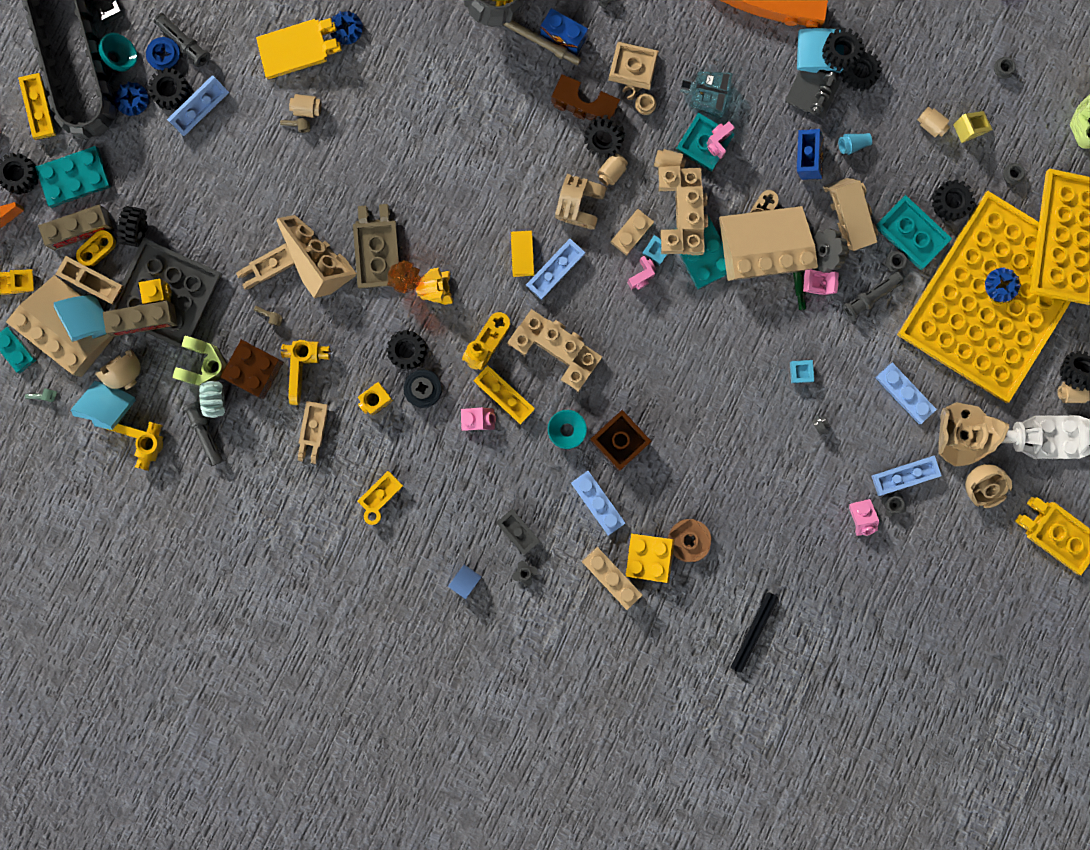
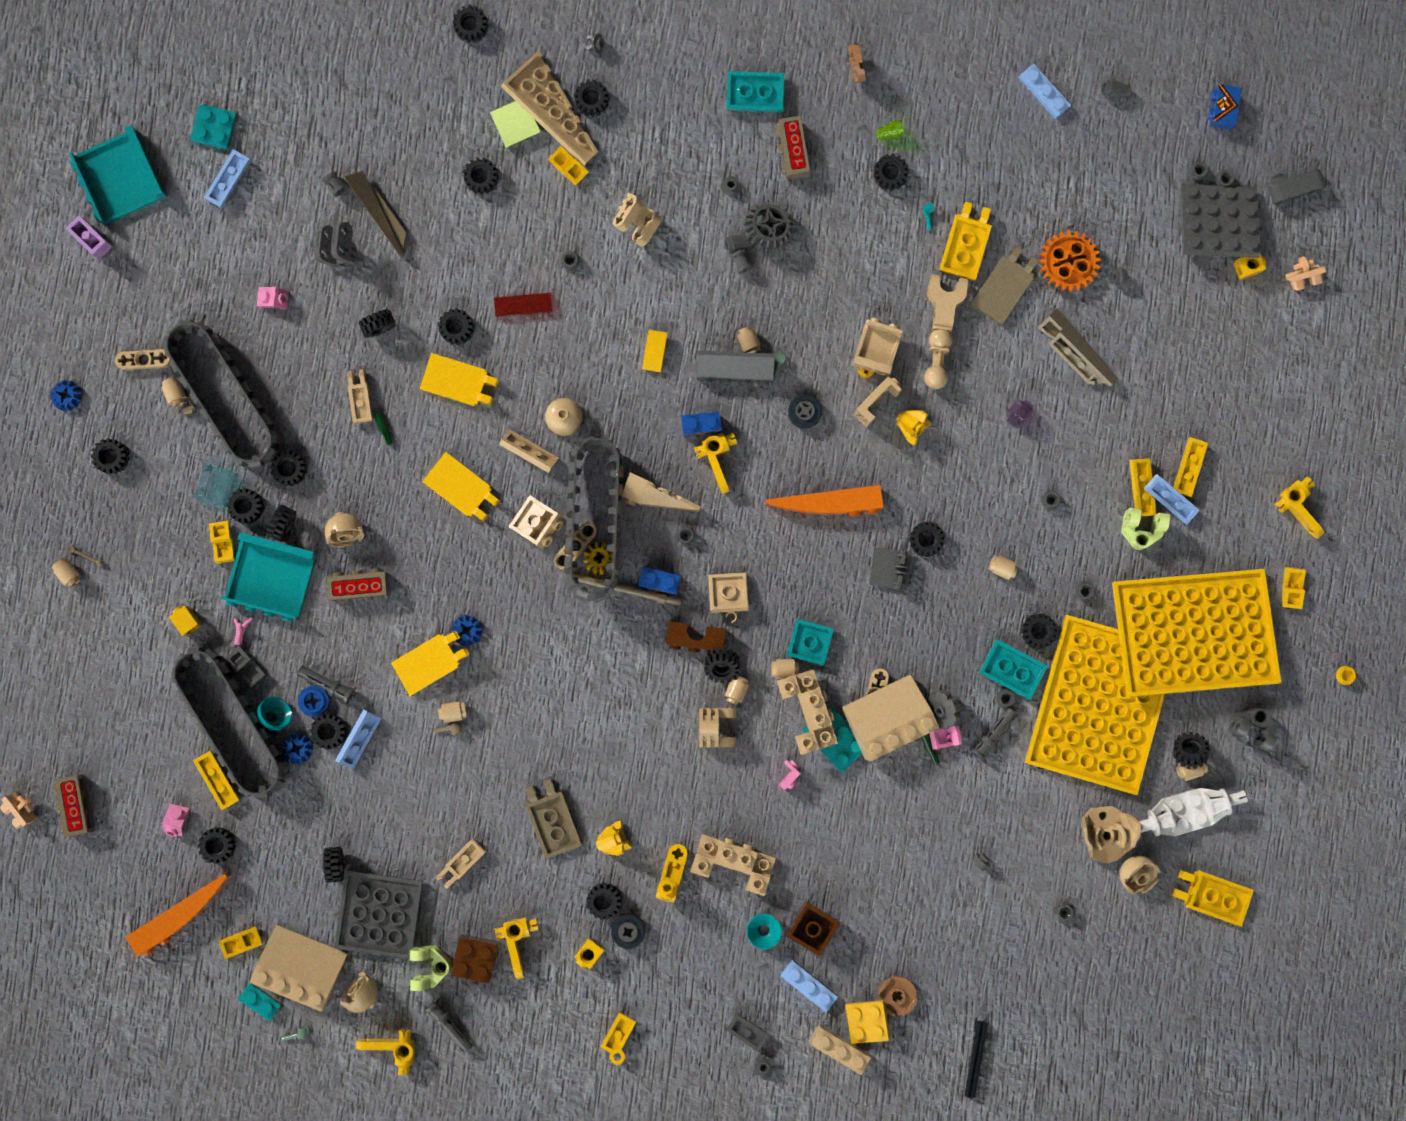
camera: 20 degrees left, 0 degrees up
(73, 176) = (266, 833): teal plate -> none
(75, 227) = (283, 878): dark tan brick -> none
(81, 316) = (315, 957): medium azure slope -> none
(89, 280) = (309, 921): tan slope -> none
(95, 247) = (306, 891): yellow plate -> none
(103, 405) = (355, 1030): medium azure slope -> none
(140, 318) = (365, 945): dark tan brick -> none
(154, 291) = (372, 918): yellow brick -> none
(212, 399) = (448, 996): light aqua gear -> none
(274, 318) = (481, 907): dark tan hand -> none
(312, 429) = (543, 995): tan hinge -> none
(317, 265) = (504, 848): tan wedge -> none
(397, 279) = (584, 840): clear orange brick -> none
(464, 581) = (714, 1089): medium blue brick -> none
(478, 419) = (683, 944): bright pink bracket -> none
(504, 395) = (700, 916): yellow plate -> none
(522, 253) = (680, 786): yellow slope -> none
(555, 269) = (713, 792): light blue plate -> none
(632, 232) = (769, 739): tan plate -> none
(645, 104) = (748, 622): tan plate -> none
(653, 251) = (792, 751): medium azure plate -> none
(708, 92) = (800, 597): clear light blue torso -> none
(720, 133) = (821, 634): bright pink bracket -> none
(802, 371) = (951, 819): medium azure plate -> none
(810, 50) = (887, 532): medium azure slope -> none
(810, 154) = (904, 628): blue brick -> none
(847, 39) = (906, 541): black tyre -> none
(852, 212) = (955, 668): tan wedge -> none
(853, 142) = (938, 605): medium azure cone -> none
(864, 517) = (1041, 931): bright pink bracket -> none
(905, 393) = (1046, 811): light blue plate -> none
(906, 475) = (1067, 884): light blue plate -> none
(972, 125) = (1038, 560): light yellow slope -> none
(1001, 294) = (1093, 694): blue gear -> none

